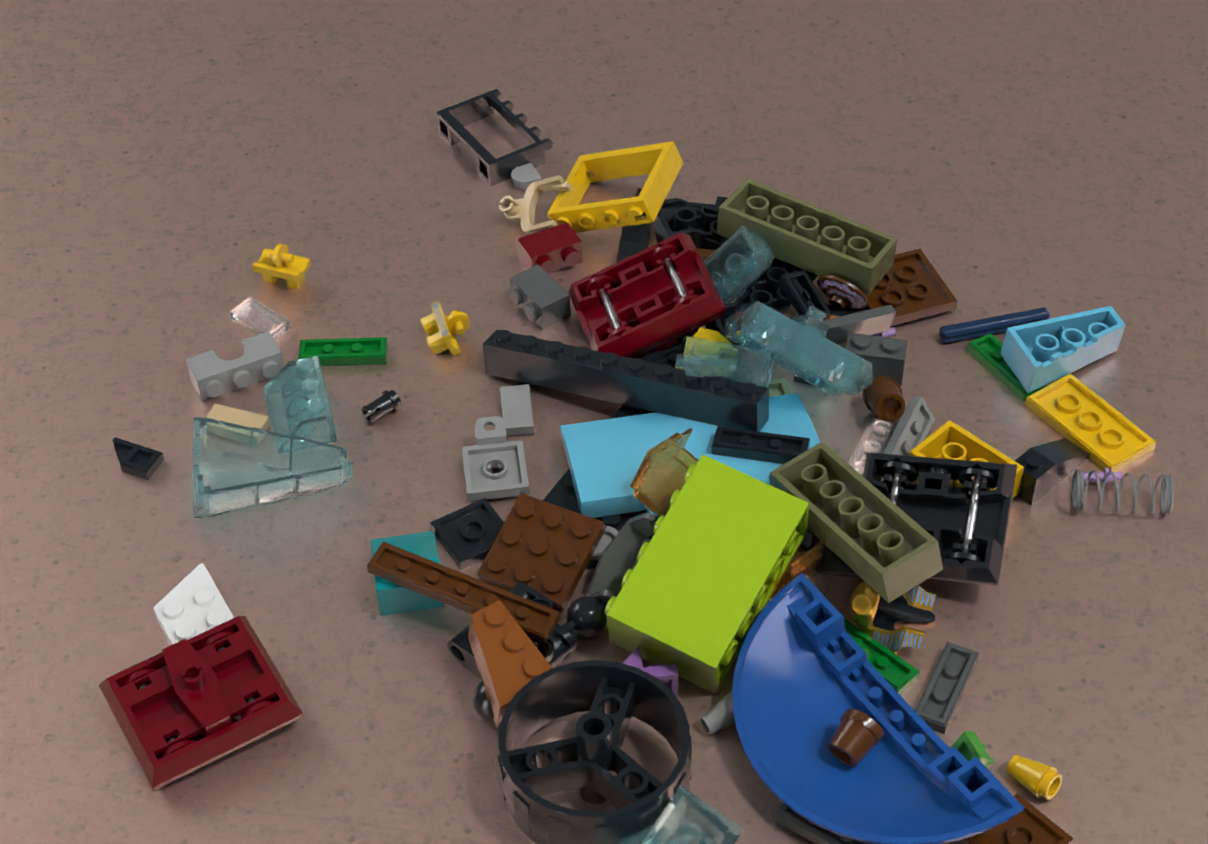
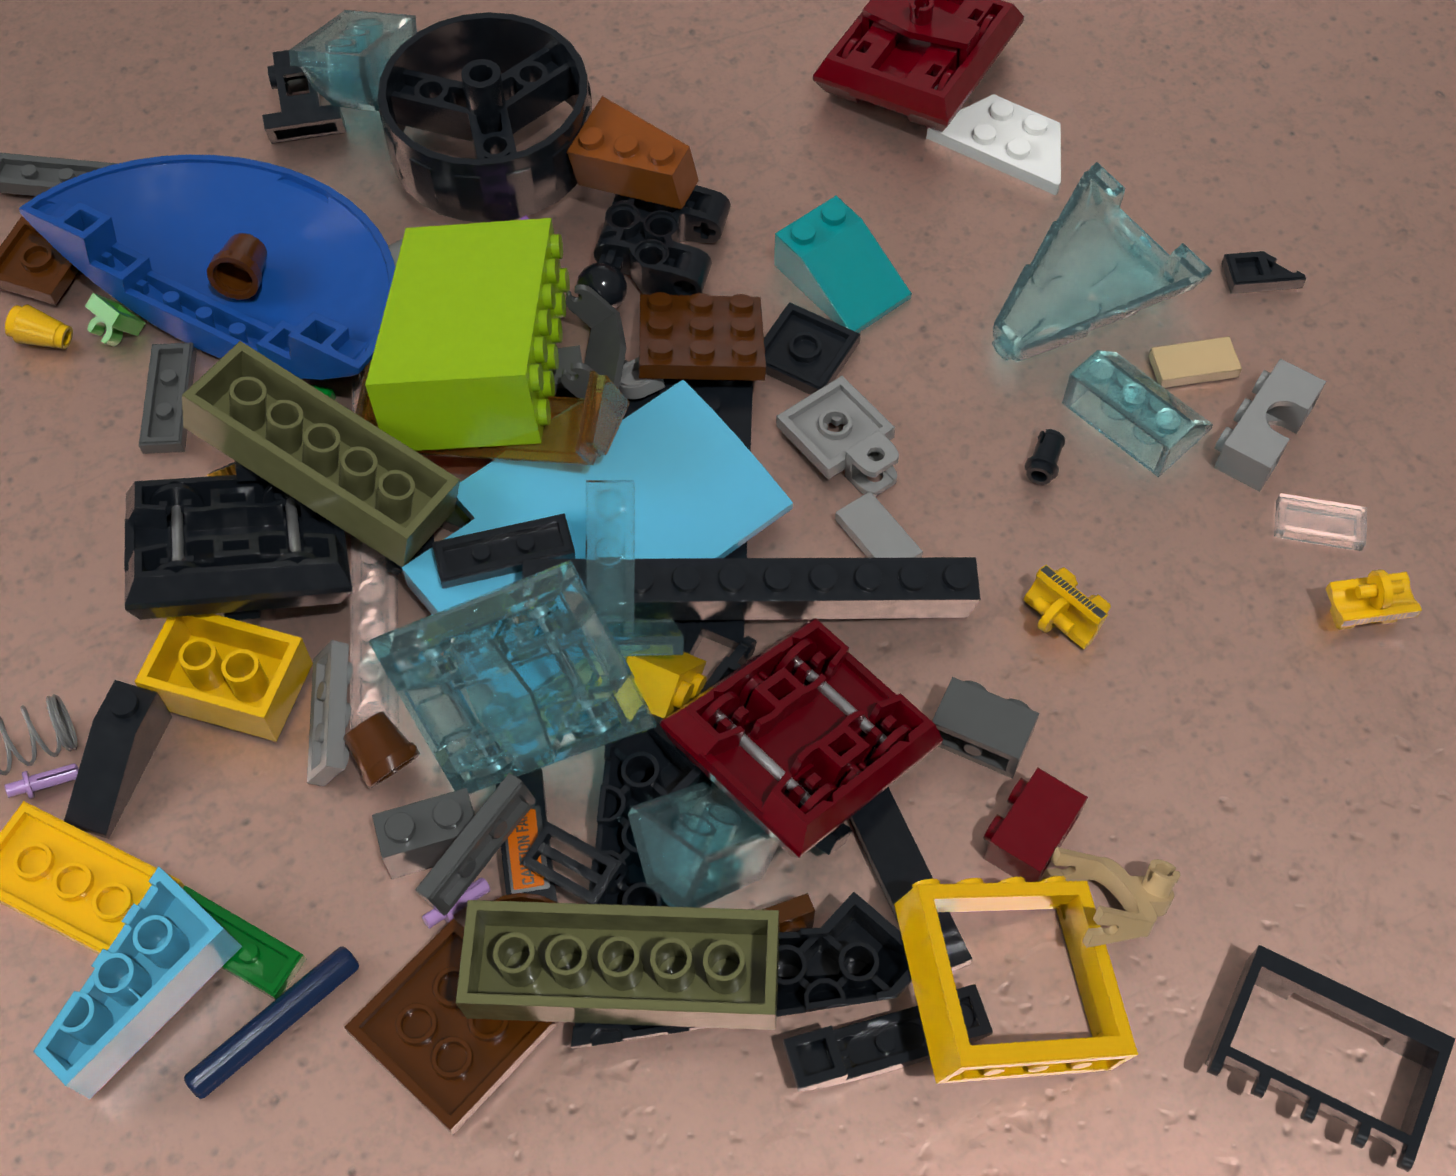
camera: 150 degrees right, 15 degrees up
(346, 351) = (1169, 524): green tile -> none
(459, 589) = (738, 218): reddish brown tile -> none
(524, 175) = (1204, 997): light grey tile -> none

